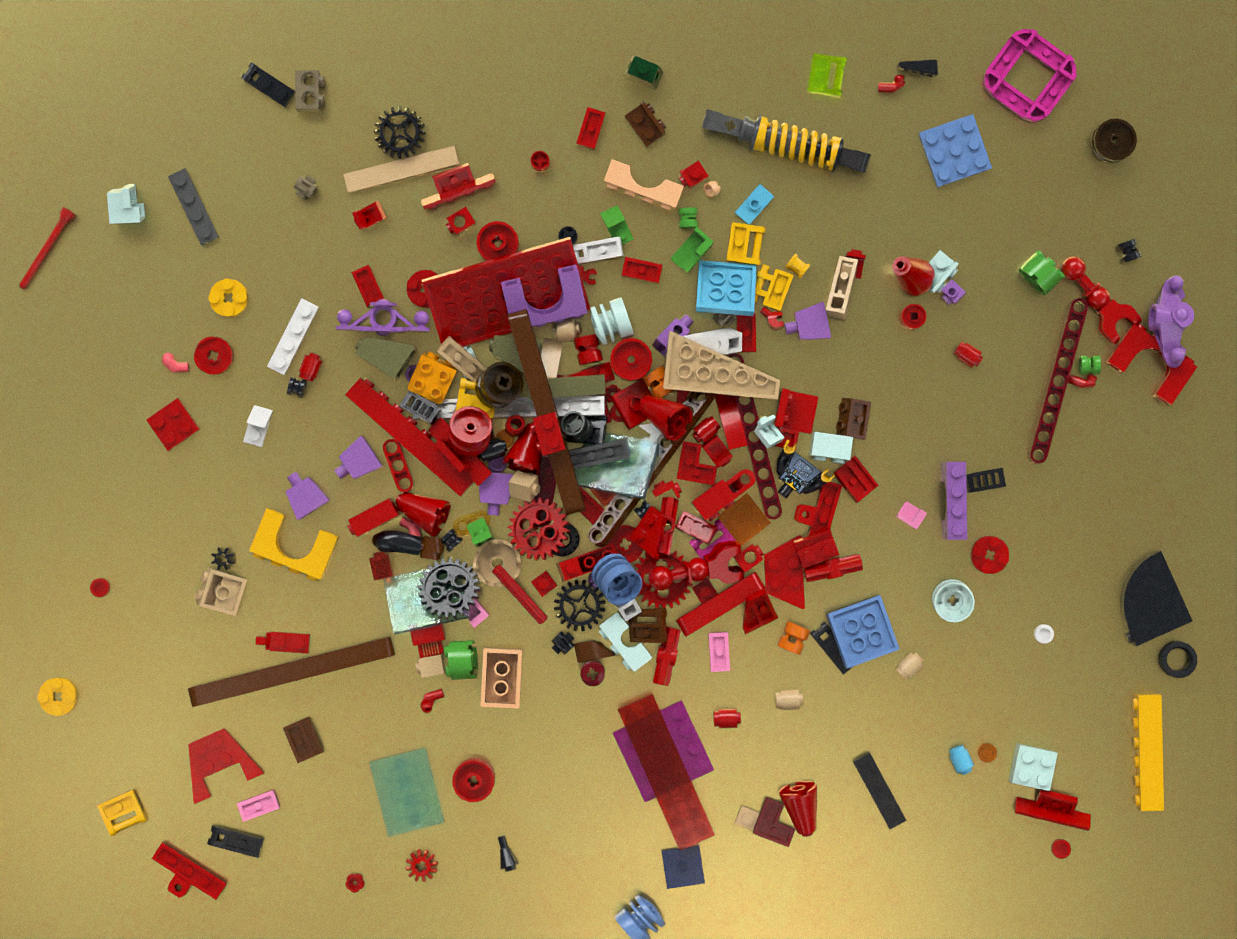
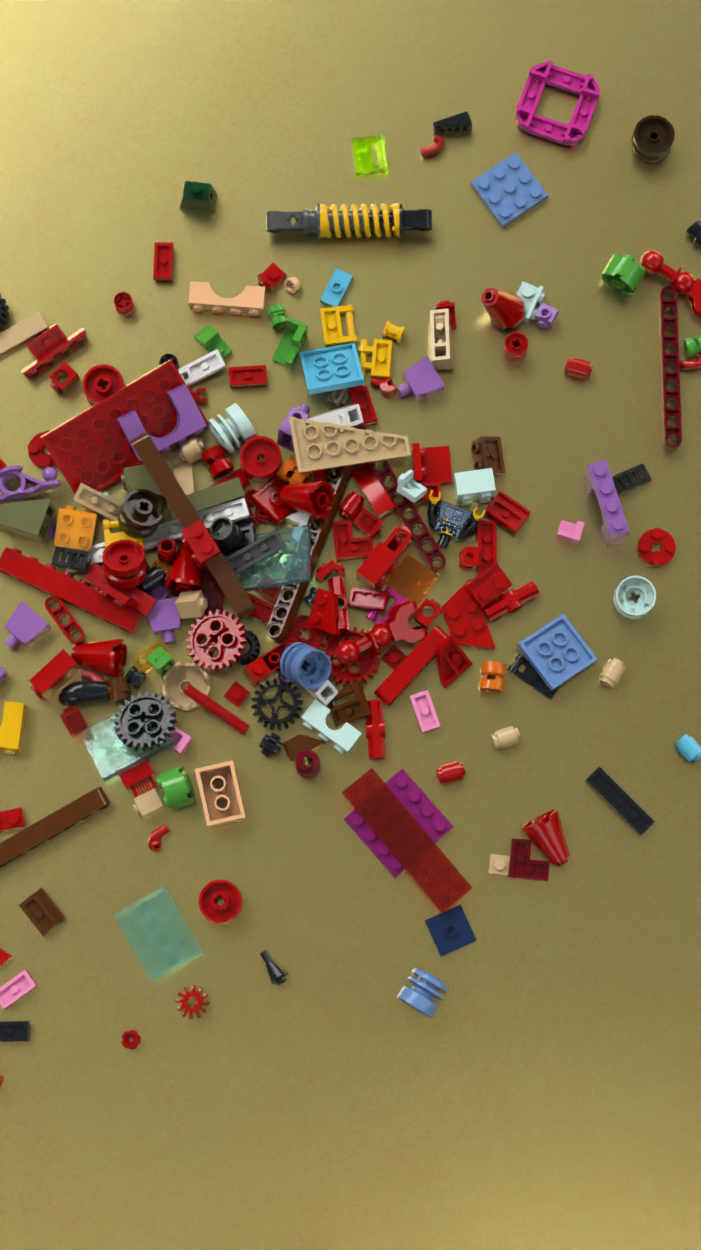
camera: 15 degrees left, 10 degrees down
(645, 124) = (214, 243): reddish brown bracket -> none

